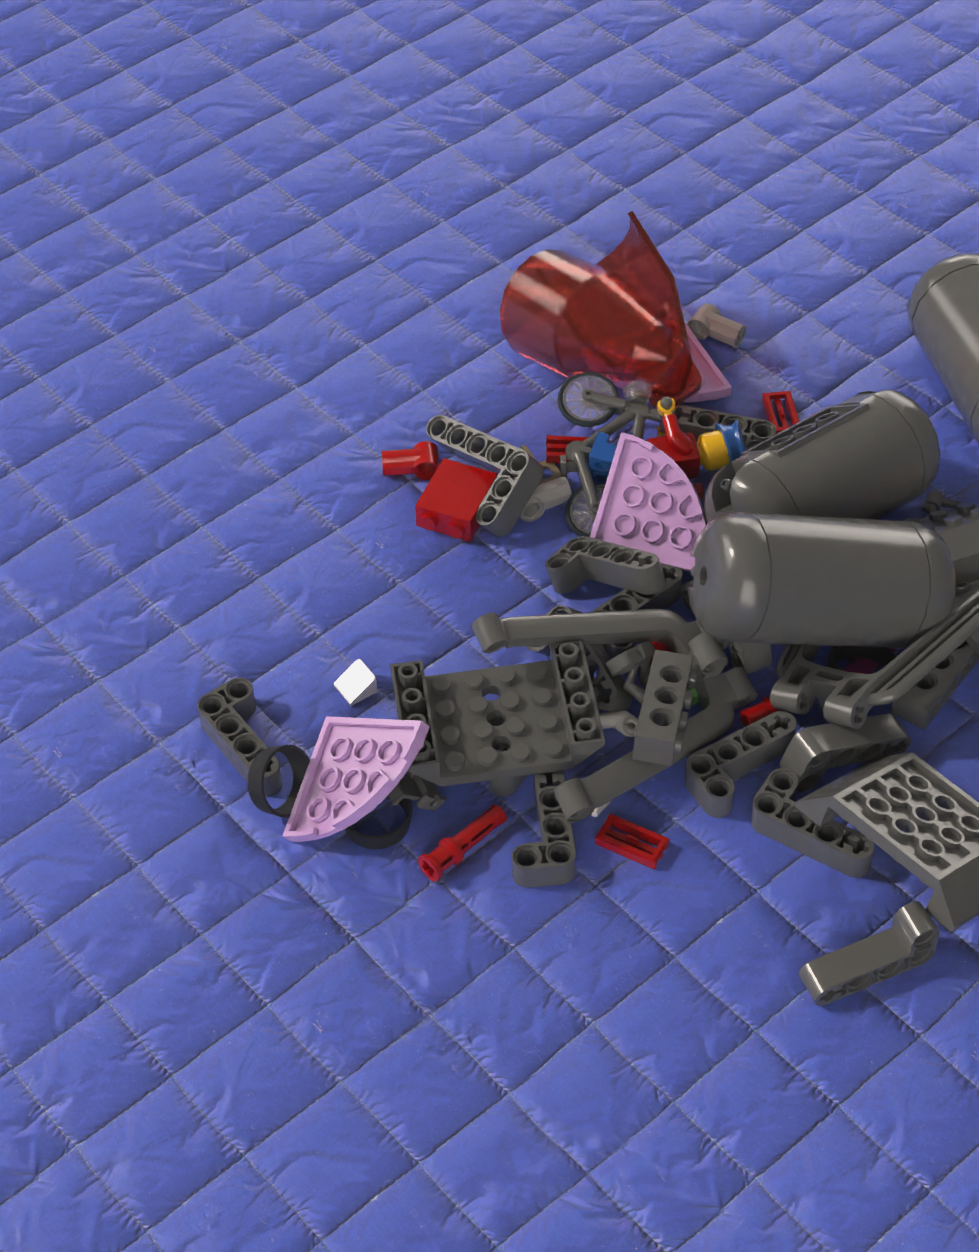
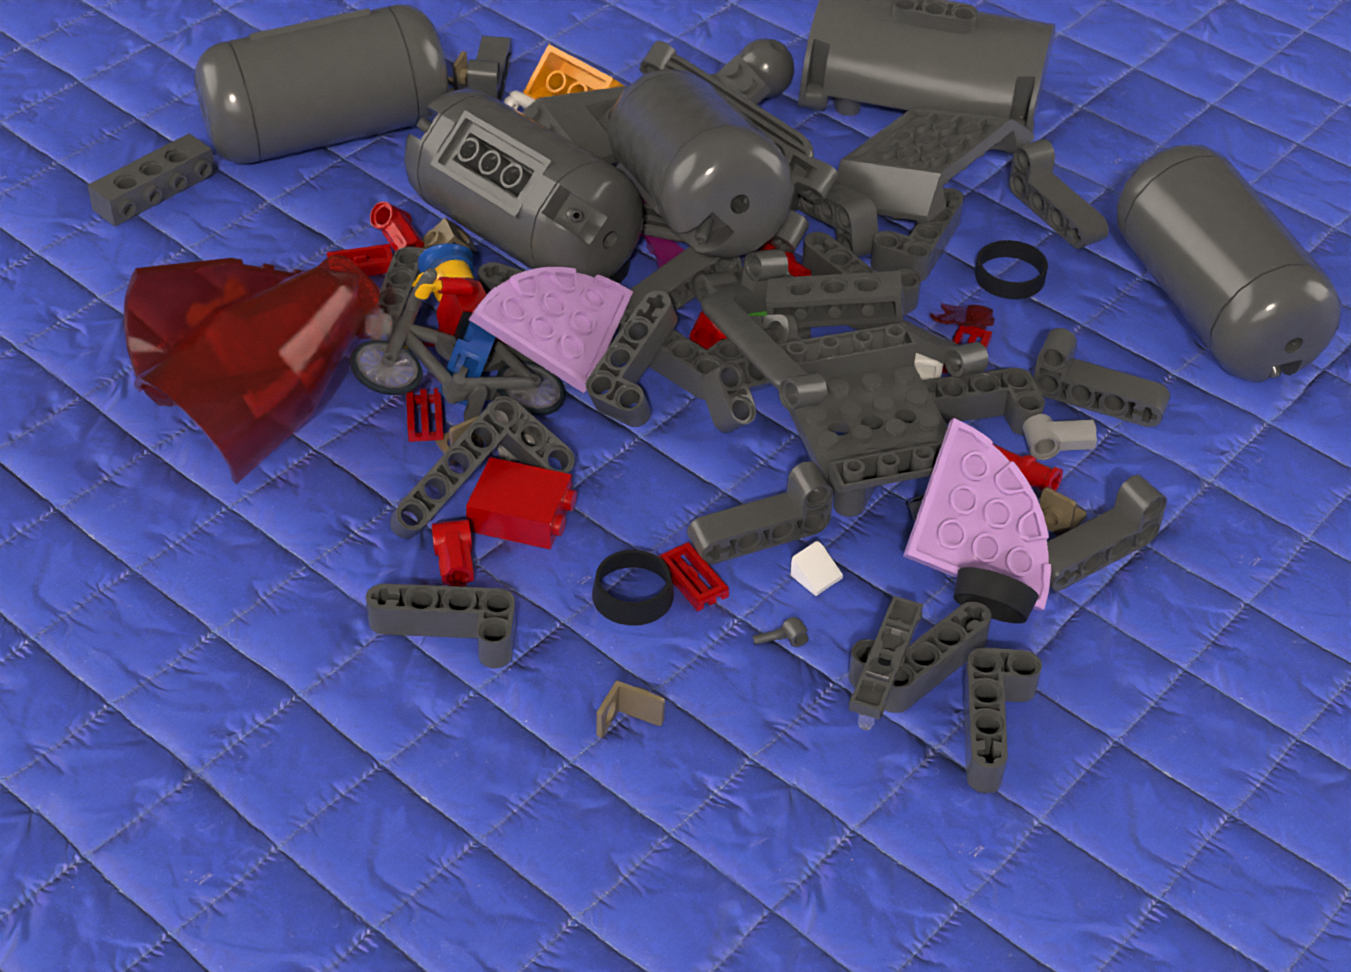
camera: 100 degrees left, 5 degrees down
(173, 767) = (989, 681): none -> dark grey beam
(221, 690) = (885, 661): none -> dark grey piece
(235, 553) = (631, 701): none -> dark tan bracket
(290, 661) = (792, 629): none -> dark grey hand
(338, 478) = (447, 613): none -> dark grey beam
(358, 904) = (1108, 536): none -> dark grey beam
(363, 586) = (633, 612): none -> black tyre
(368, 610) = (687, 579): none -> red tile
(386, 862) = (1060, 512): none -> dark tan bracket
(406, 635) = (768, 521): none -> dark grey beam
(493, 881) = (1049, 437): none -> light grey piece
(560, 930) = (1095, 386): none -> dark grey beam
(674, 836) = (972, 316): none -> clear red plate
(703, 1056) = (1228, 263): none -> dark grey piece
(765, 872) = (1008, 289): none -> black tyre
(878, 275) = (151, 179): none -> dark grey brick

